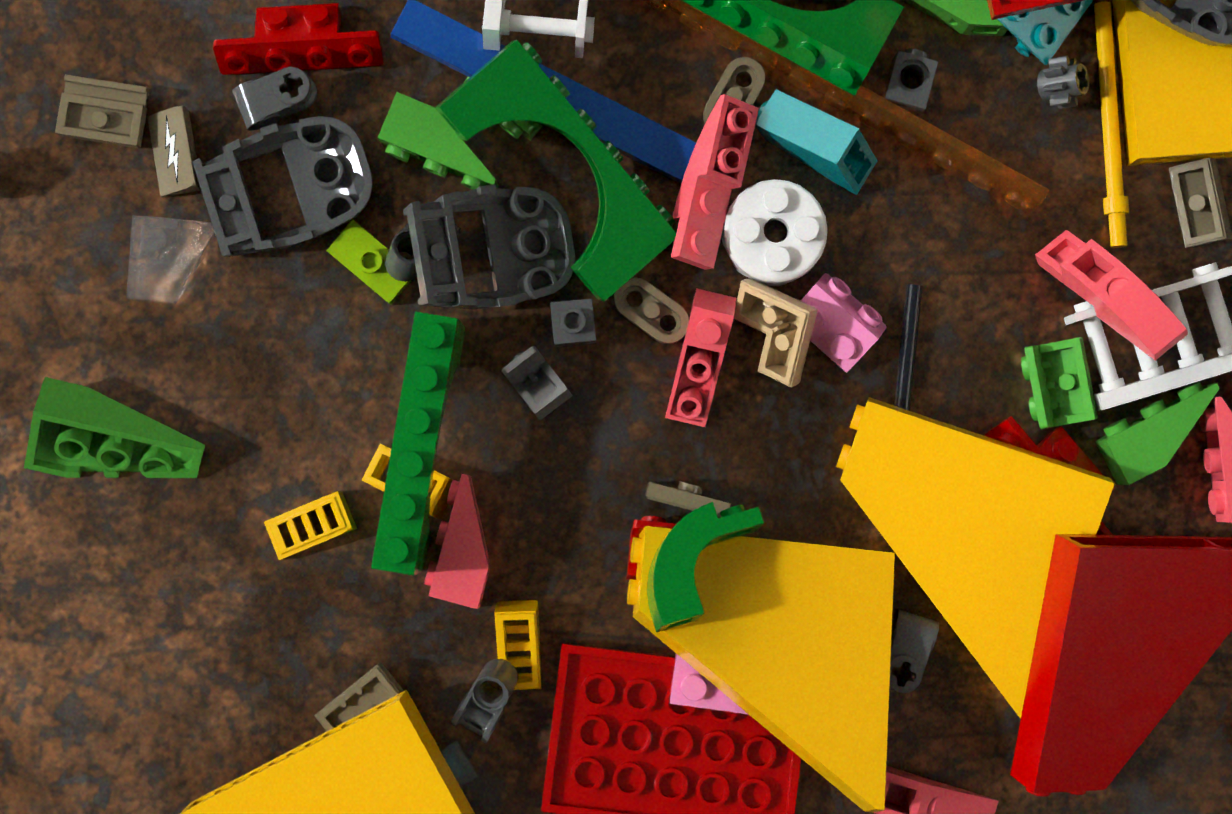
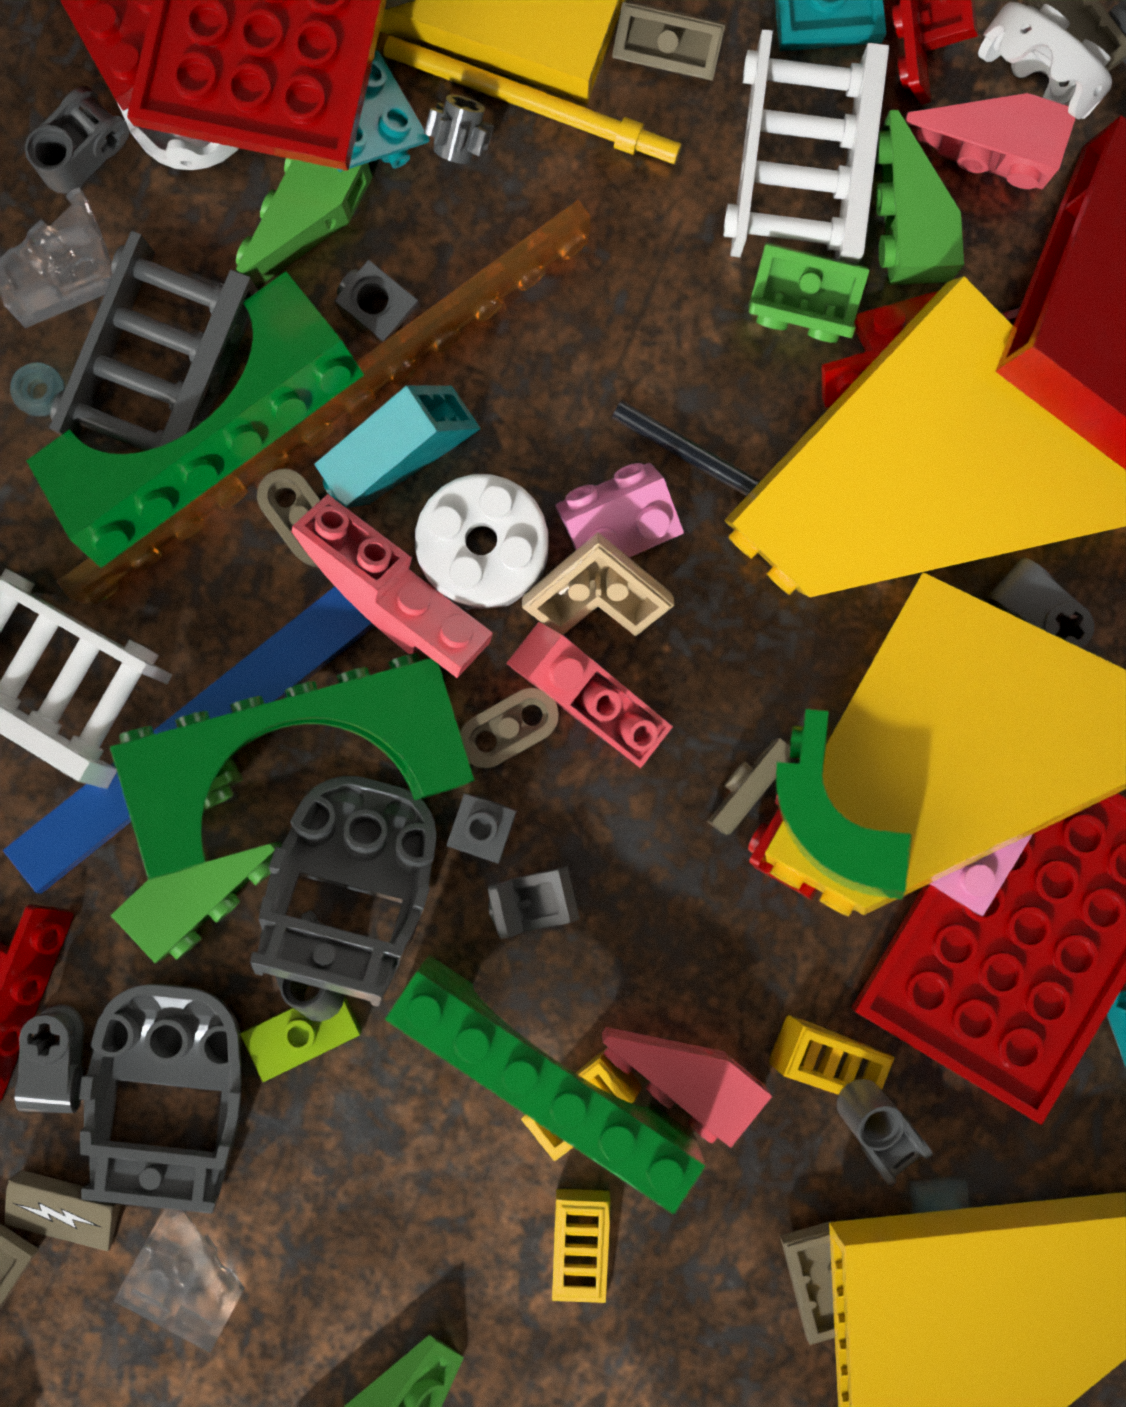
camera: 60 degrees left, 0 degrees up
(1114, 291) = (735, 176): coral slope -> none

